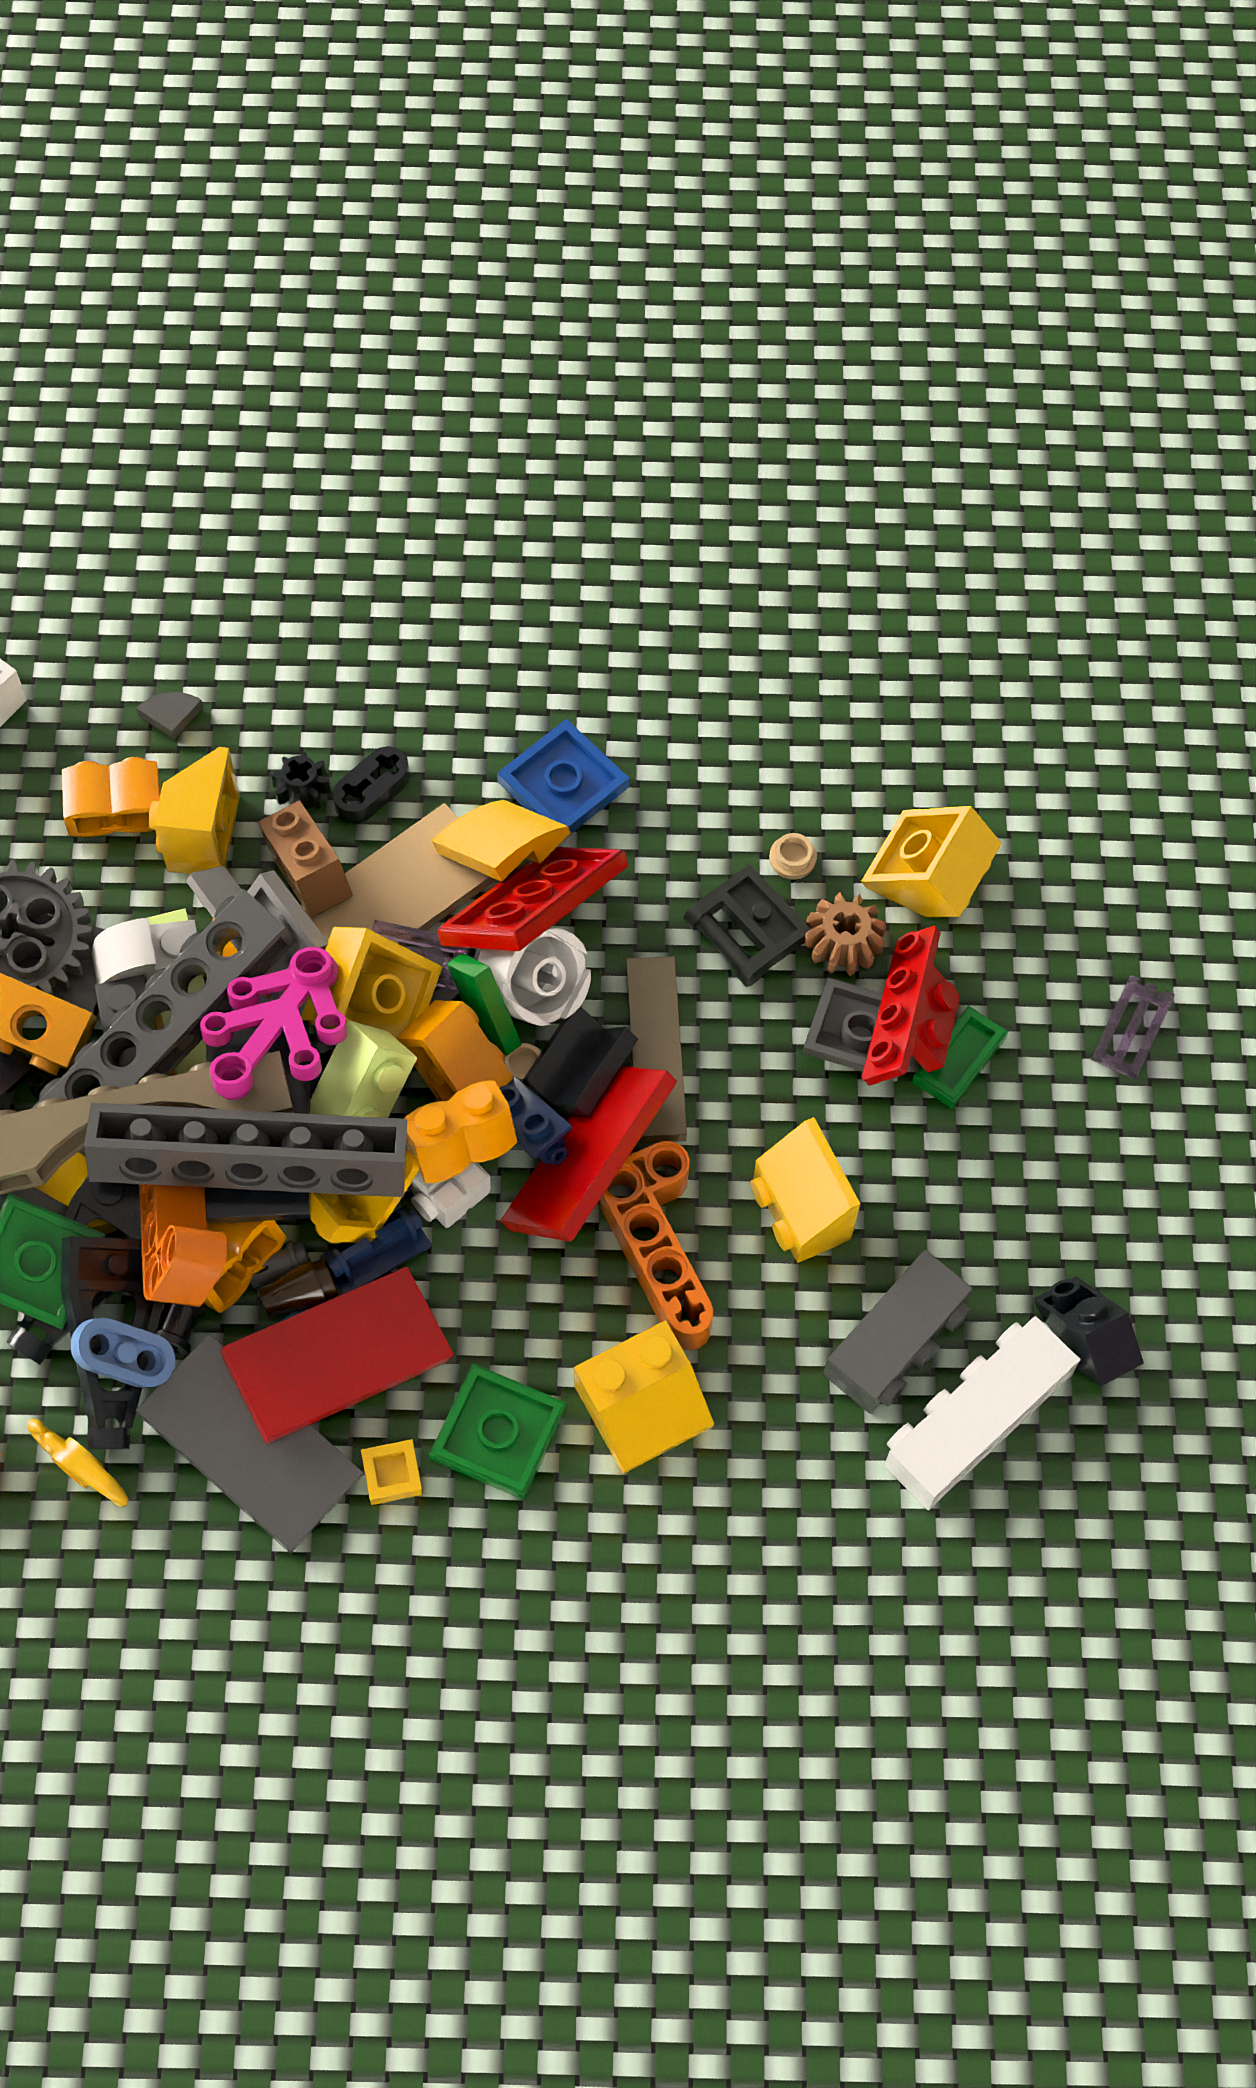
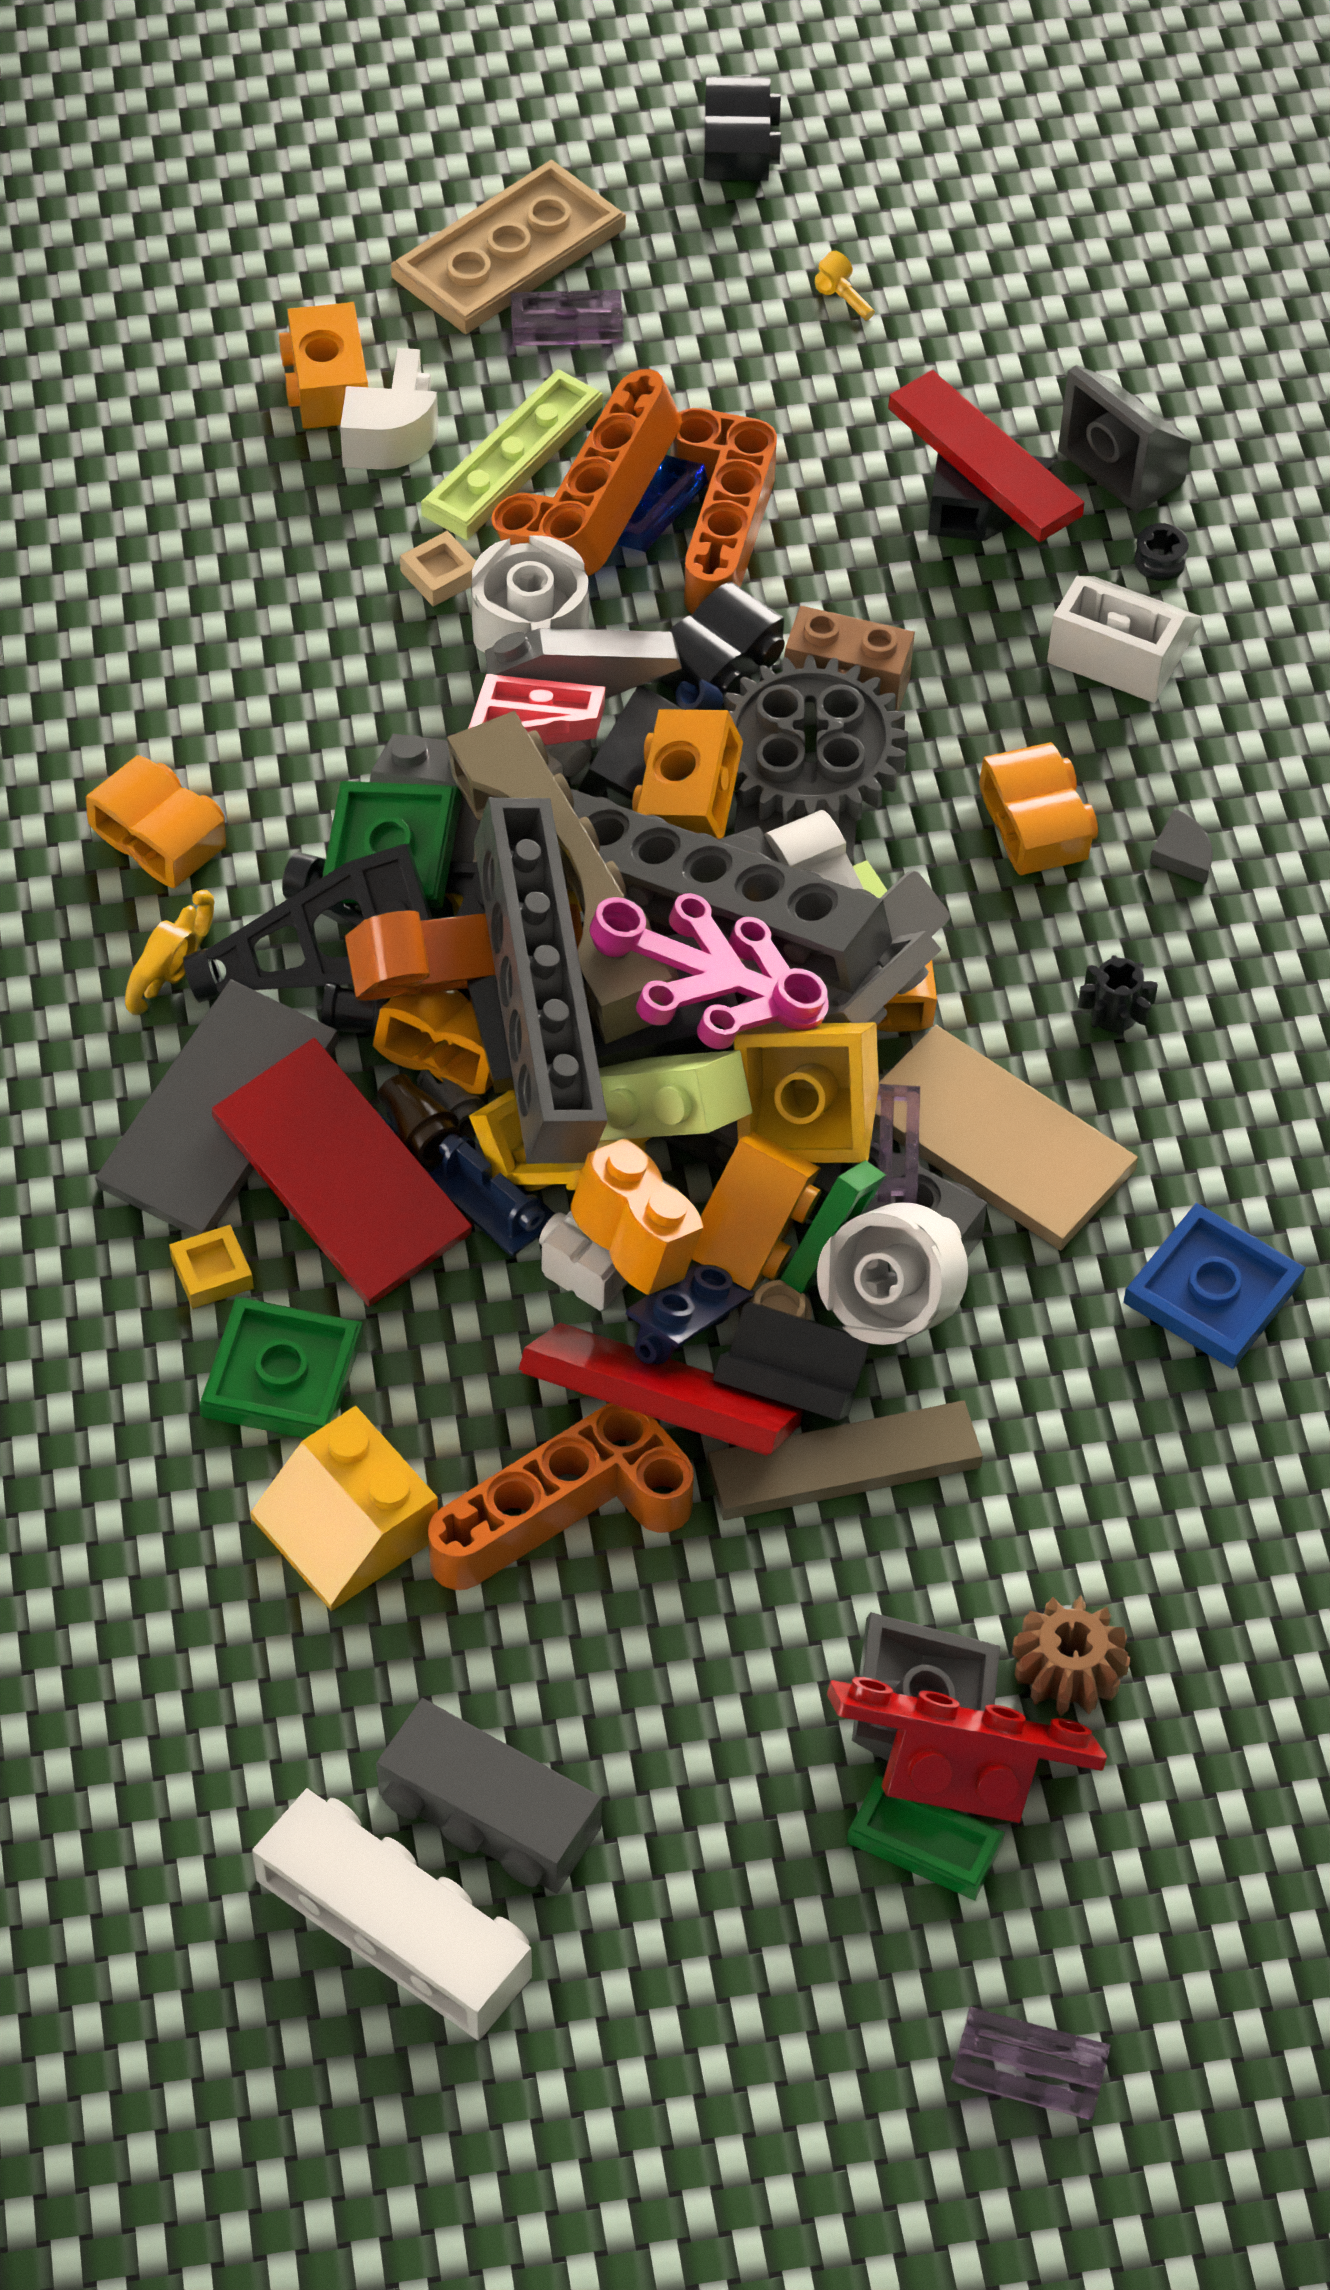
camera: 80 degrees right, 10 degrees down
(120, 1351) = (288, 942): medium blue plate -> none
(197, 814) = (1028, 888): yellow slope -> none
(305, 858) = (998, 1010): medium nougat brick -> none
(374, 787) = (1144, 1076): black beam -> none
(499, 838) = (1097, 1211): yellow slope -> none
(532, 899) = (995, 1248): red tile -> none
(760, 916) = (1071, 1551): pearl dark grey plate -> none
(793, 856) = (1181, 1581): tan plate -> none
(805, 1193) = (659, 1652): yellow slope -> none
(933, 860) = (1218, 1757): yellow slope -> none
(1091, 1329) = (534, 2038): black slope -> none

